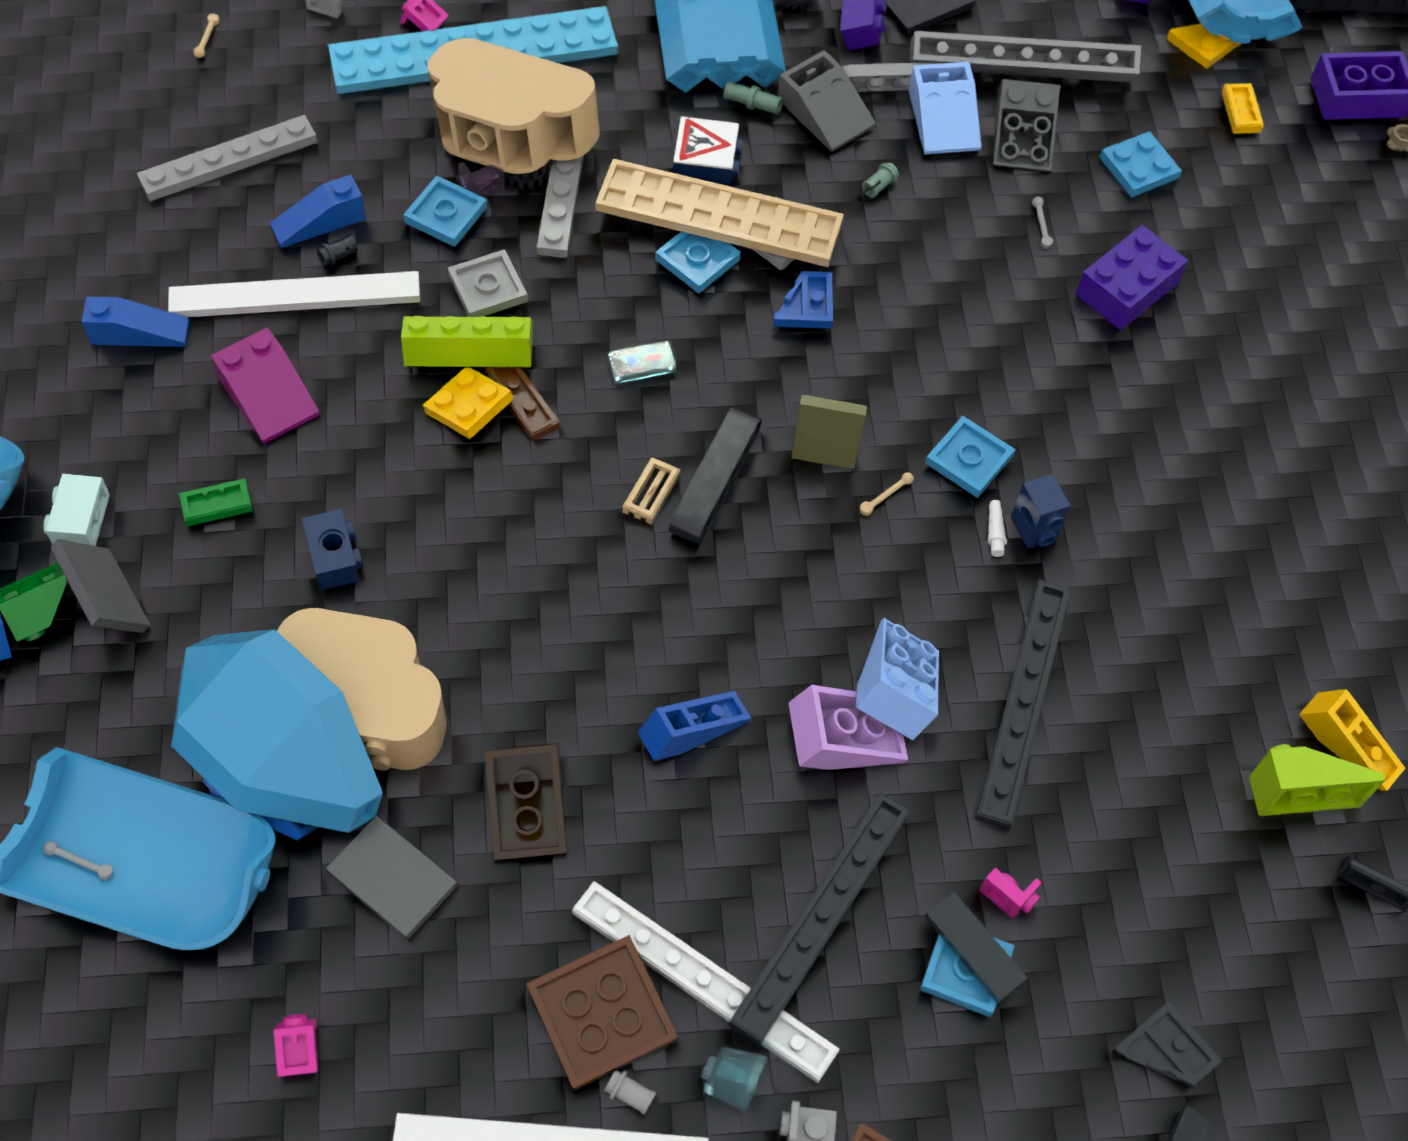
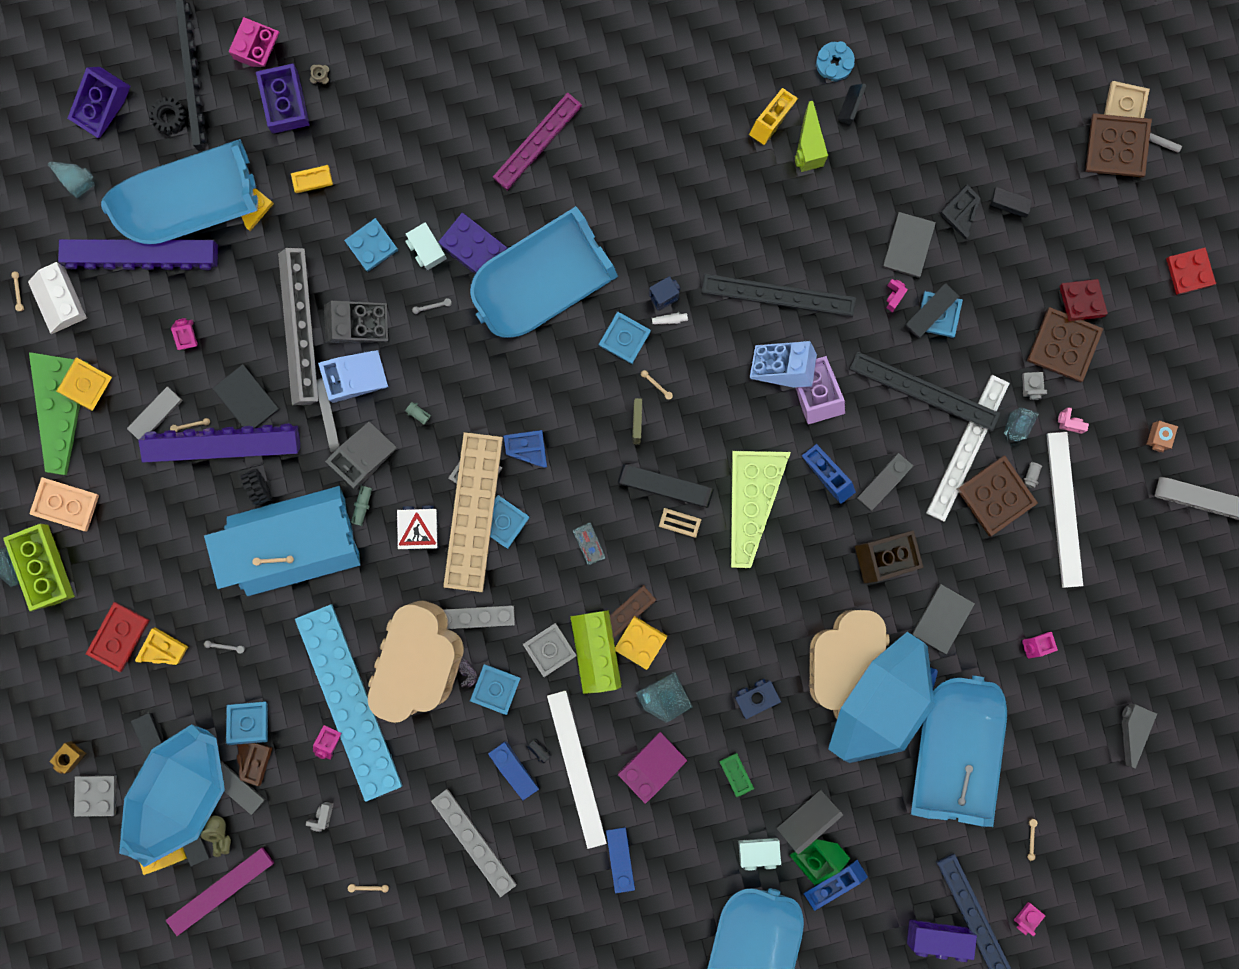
camera: 95 degrees left, 25 degrees up
(369, 420) = (665, 698): none -> clear light blue slope
(667, 818) = (885, 481): none -> dark grey slope
(684, 602) = (753, 493): none -> yellowish green wing
(1079, 346) = (540, 276): none -> dark azure panel
(1106, 939) = (909, 245): none -> dark grey tile
(1125, 217) = (425, 246): none -> light aqua brick
(1303, 391) = (537, 141): none -> magenta tile

